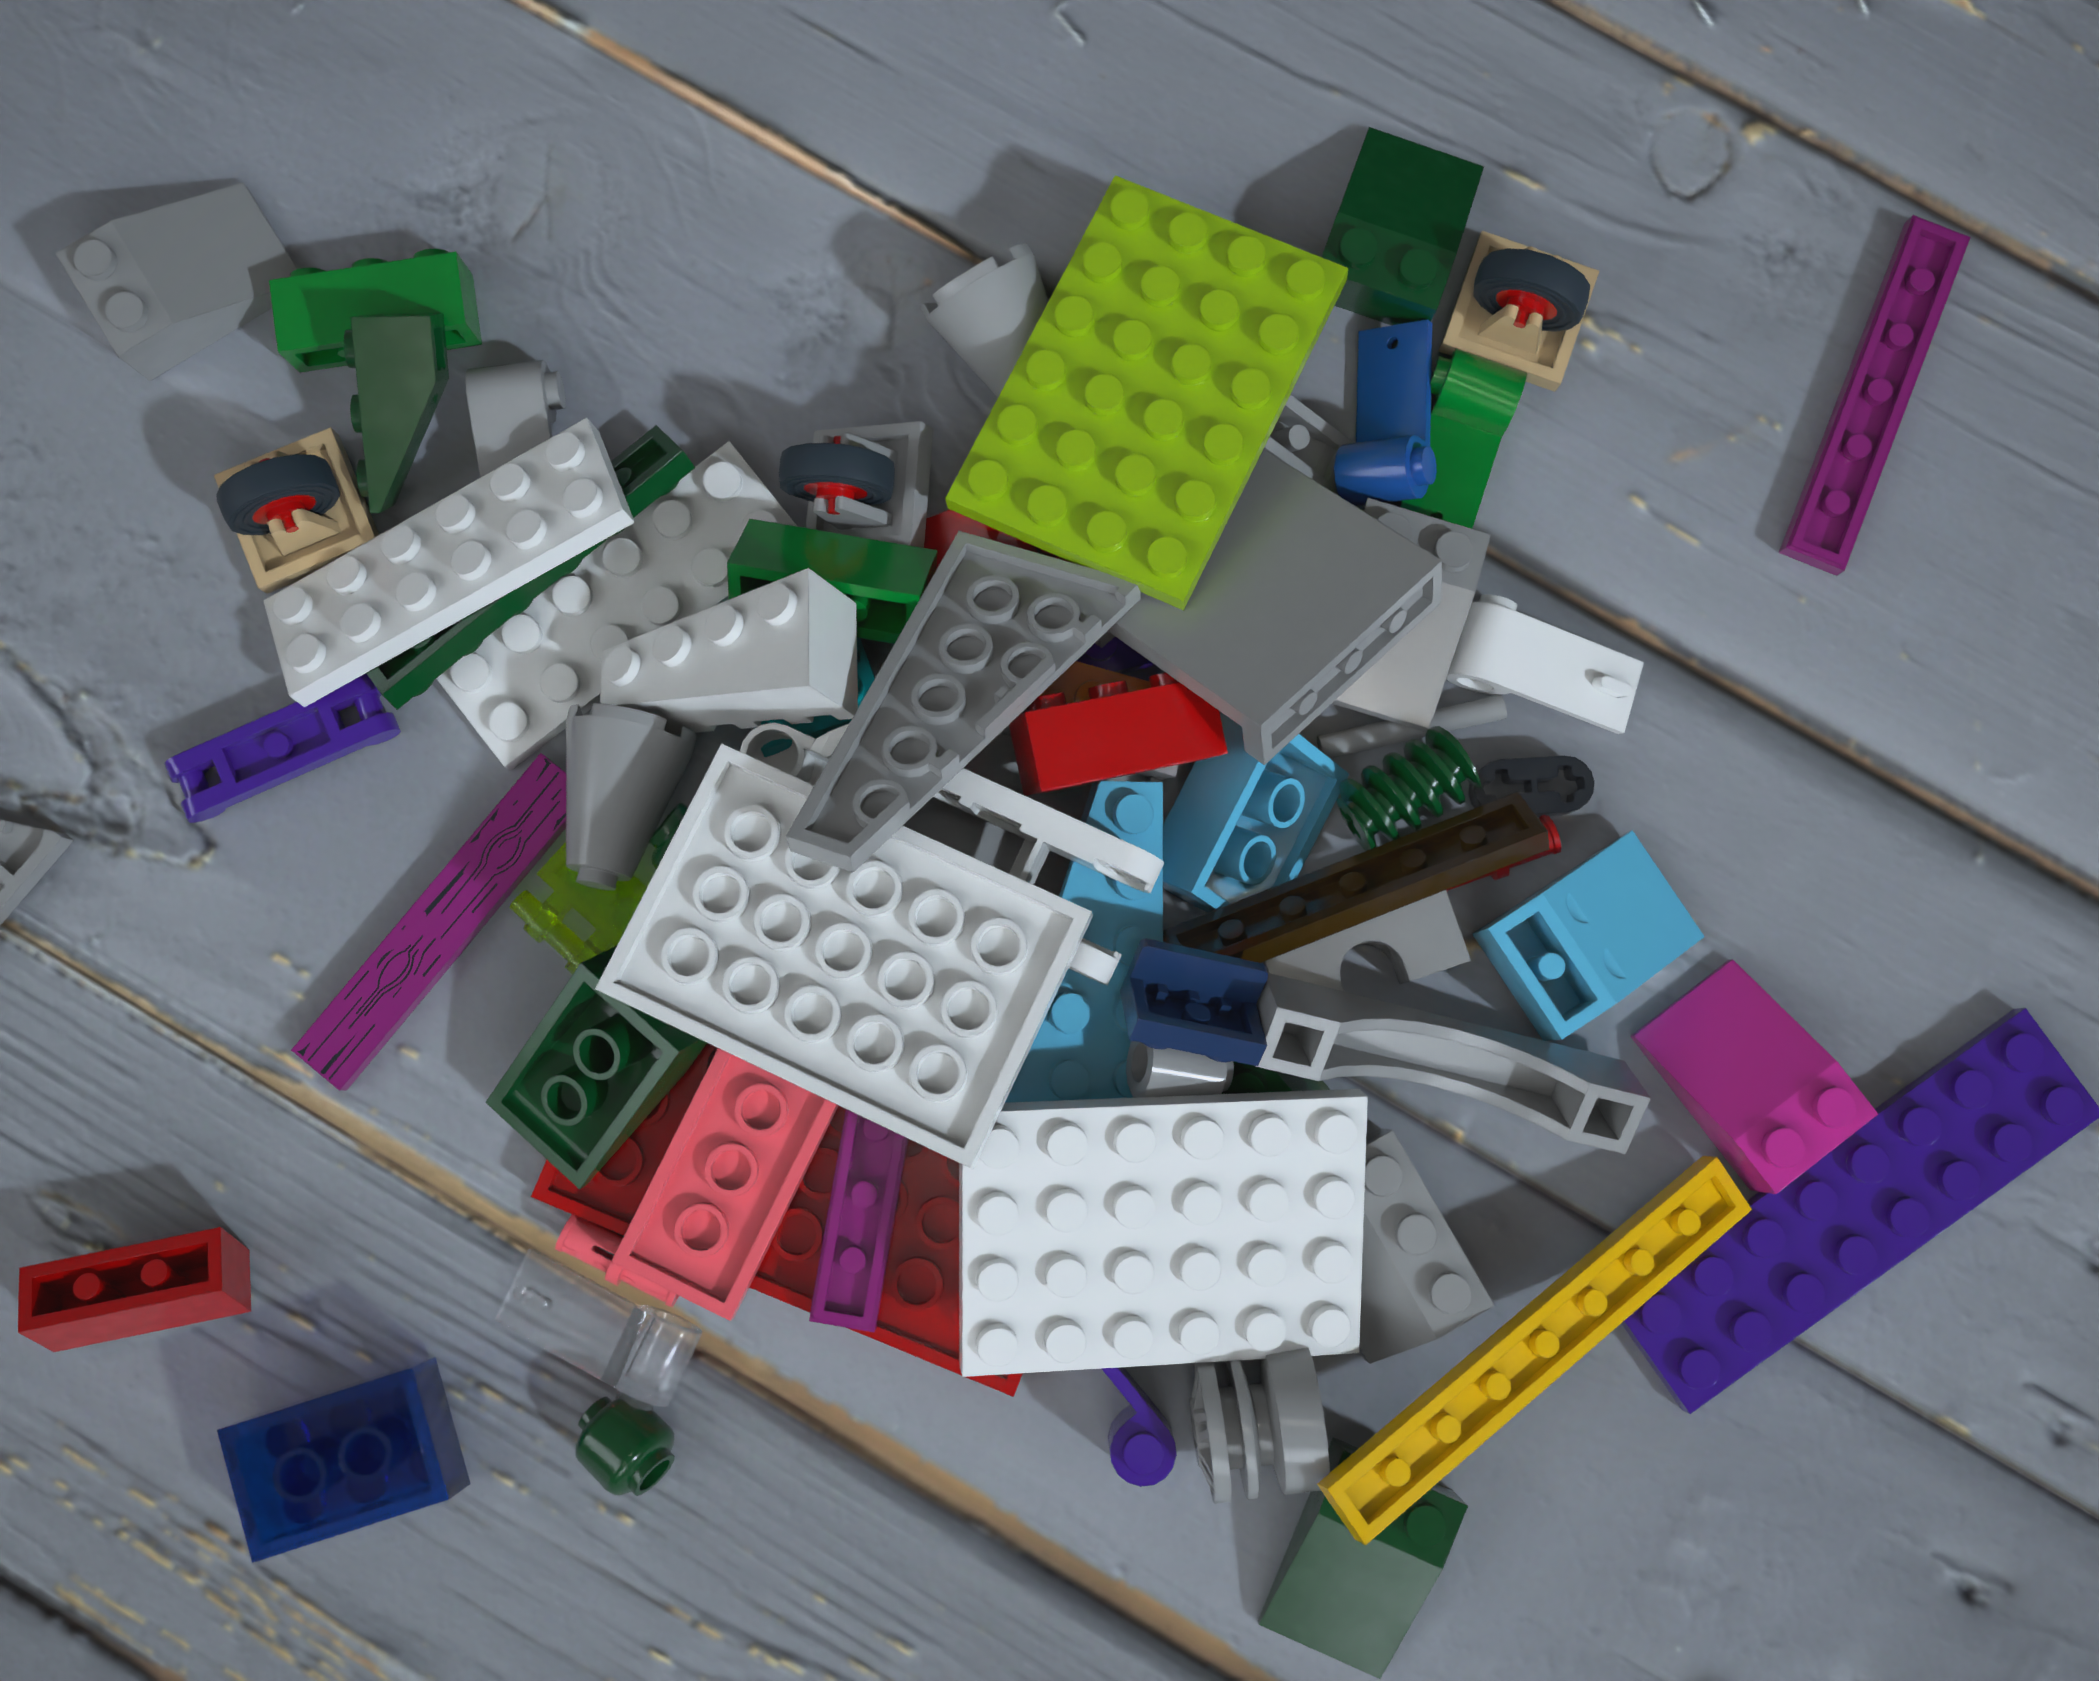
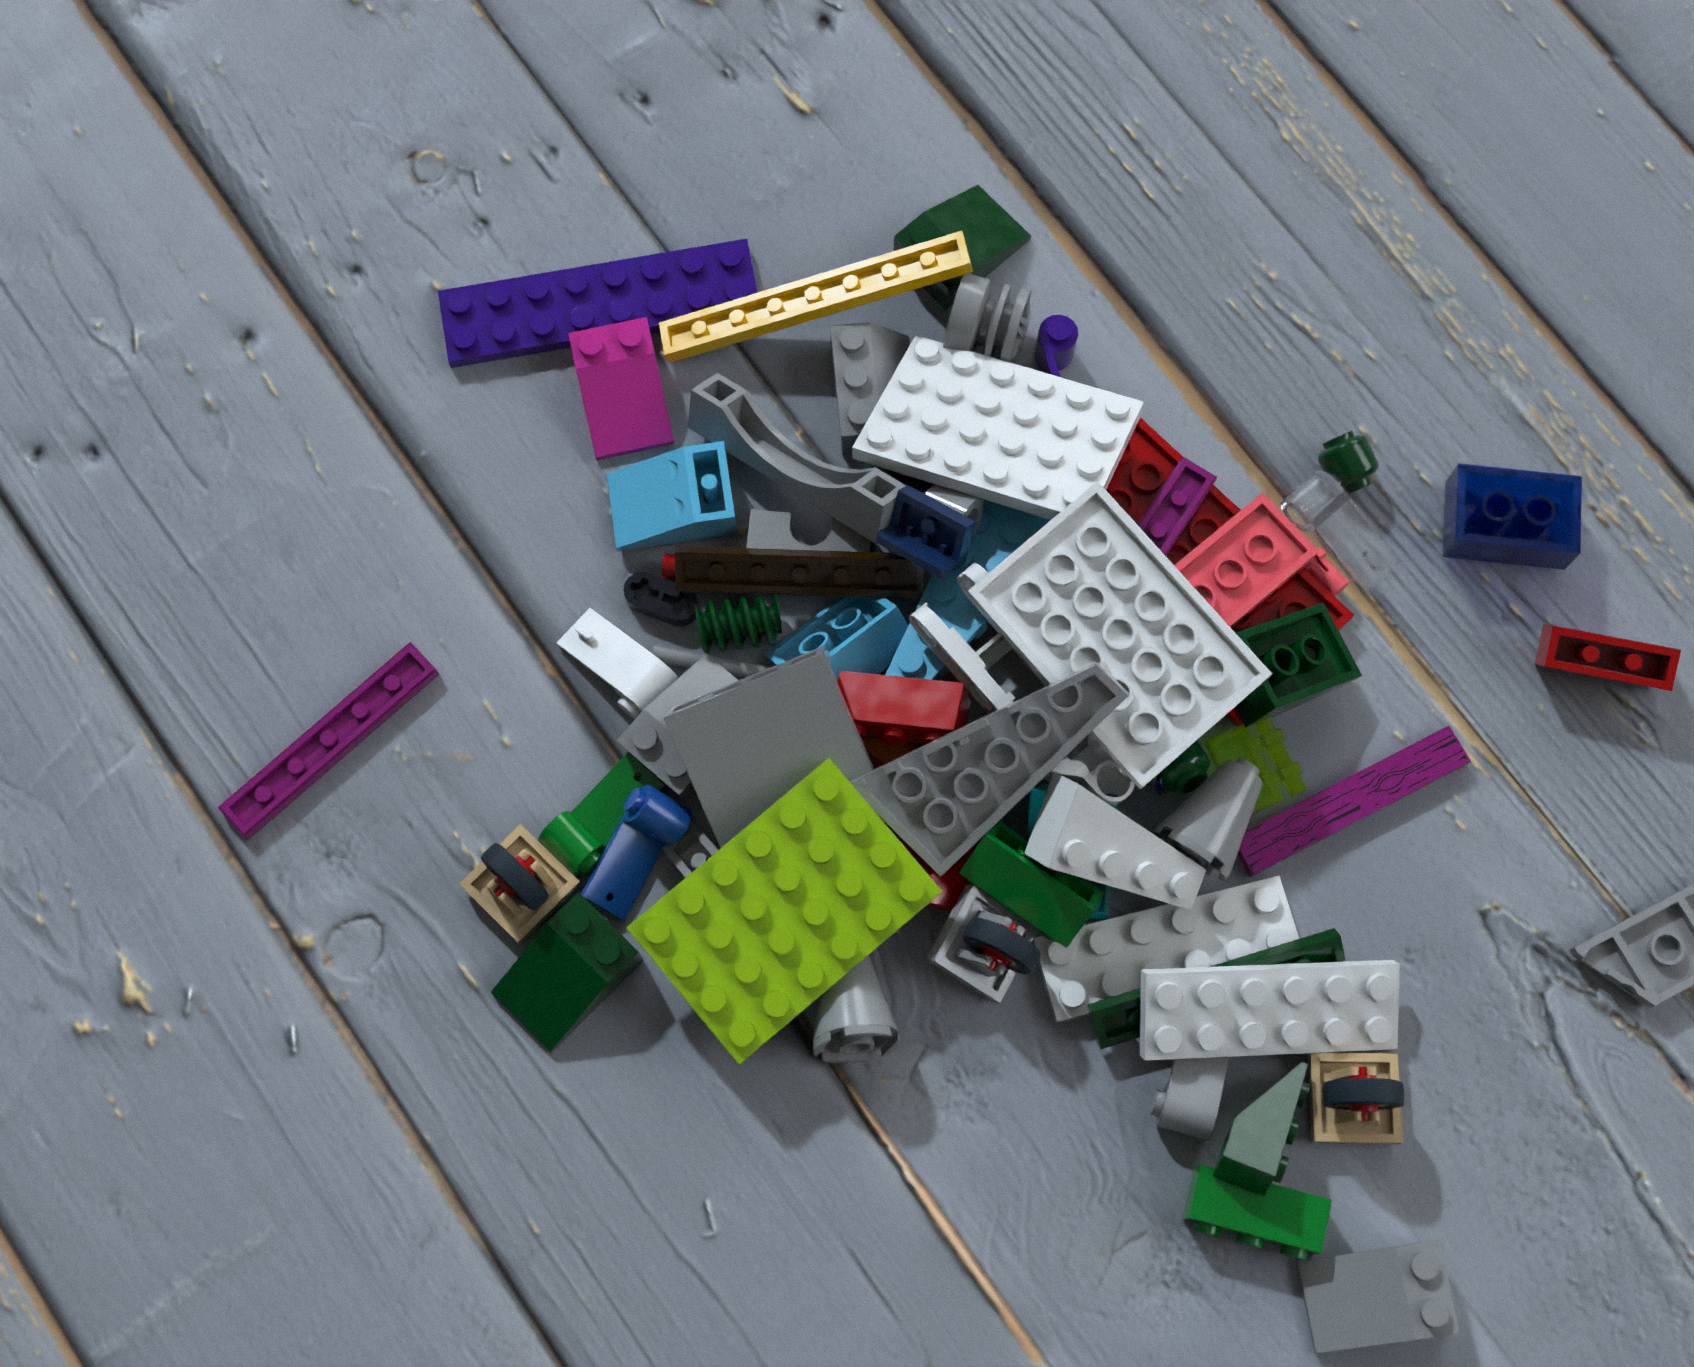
camera: 155 degrees left, 10 degrees down
(279, 748) = (1422, 946): dark purple plate -> none

